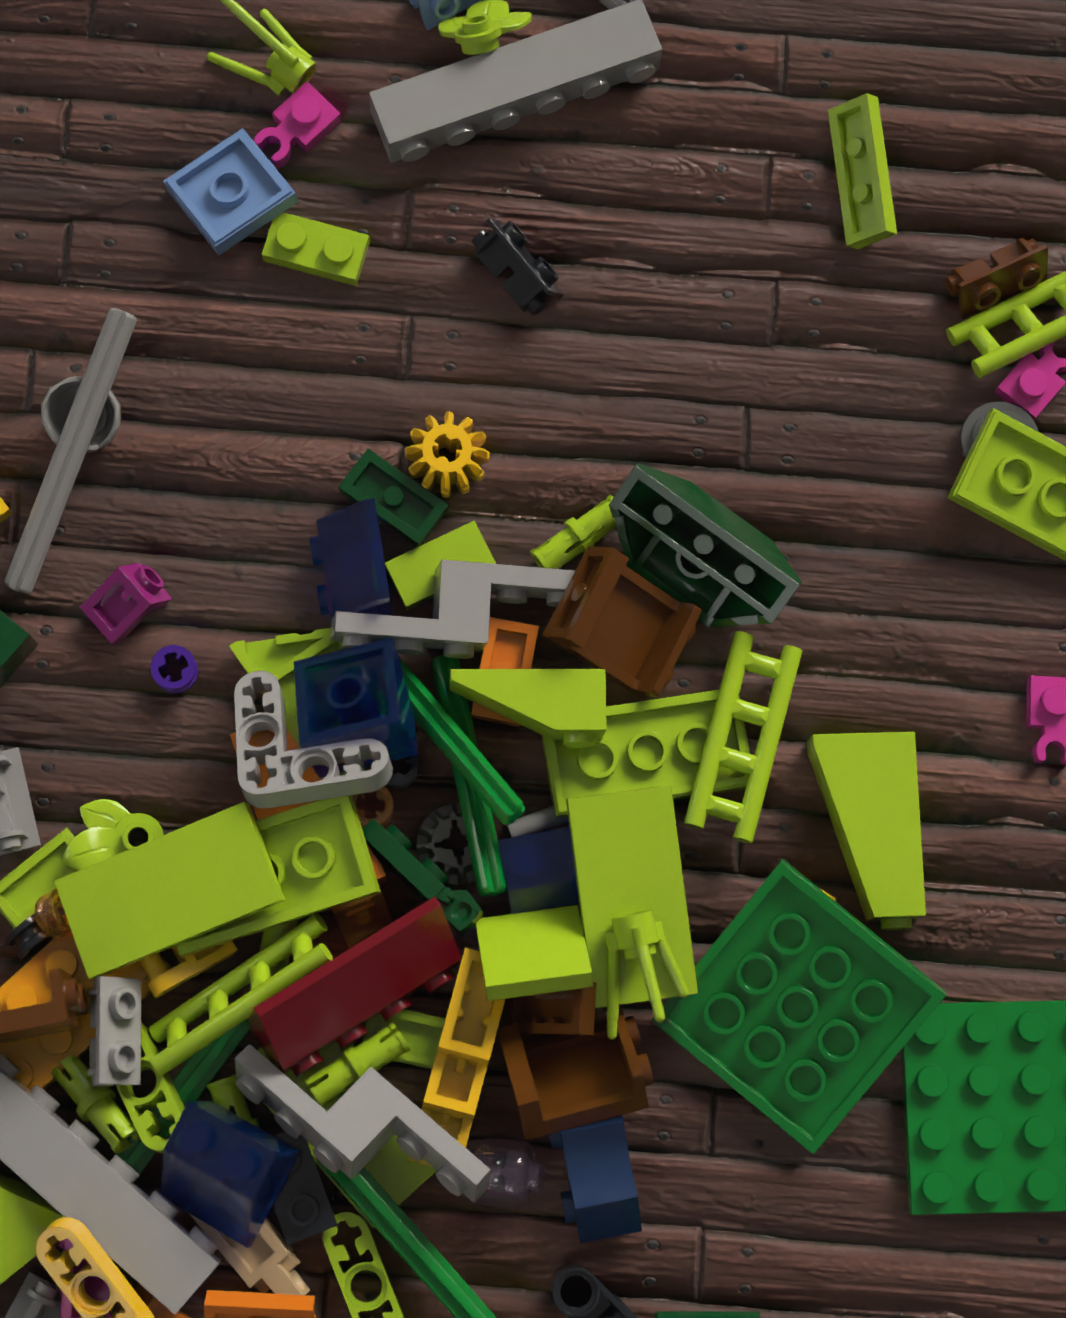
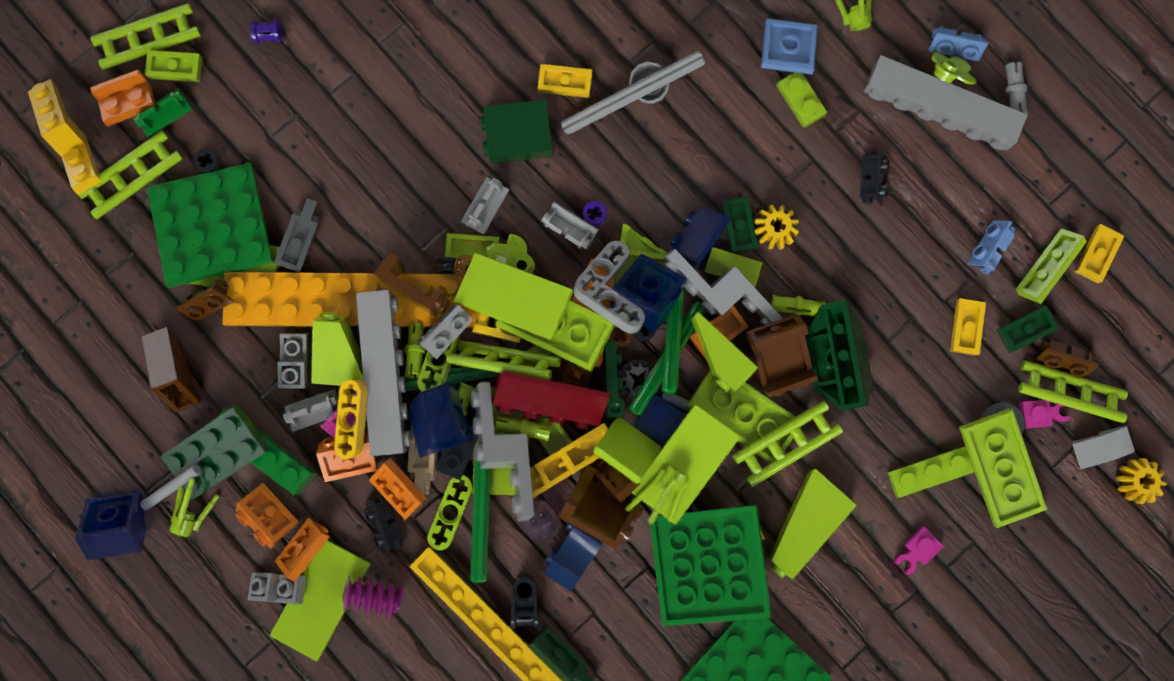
camera: 50 degrees right, 5 degrees up
(125, 600) = (600, 170): magenta bracket -> none
(155, 717) = (570, 225): none -> light grey hinge
(302, 121) = (844, 43): dark pink plate -> none
(756, 194) = (997, 235): none -> medium blue hinge
(832, 353) = (968, 327): none -> yellow plate
(908, 98) = (1099, 253): none -> yellow plate
(912, 284) = (1027, 329): none -> dark green plate
(968, 594) = (930, 472): none -> lime plate

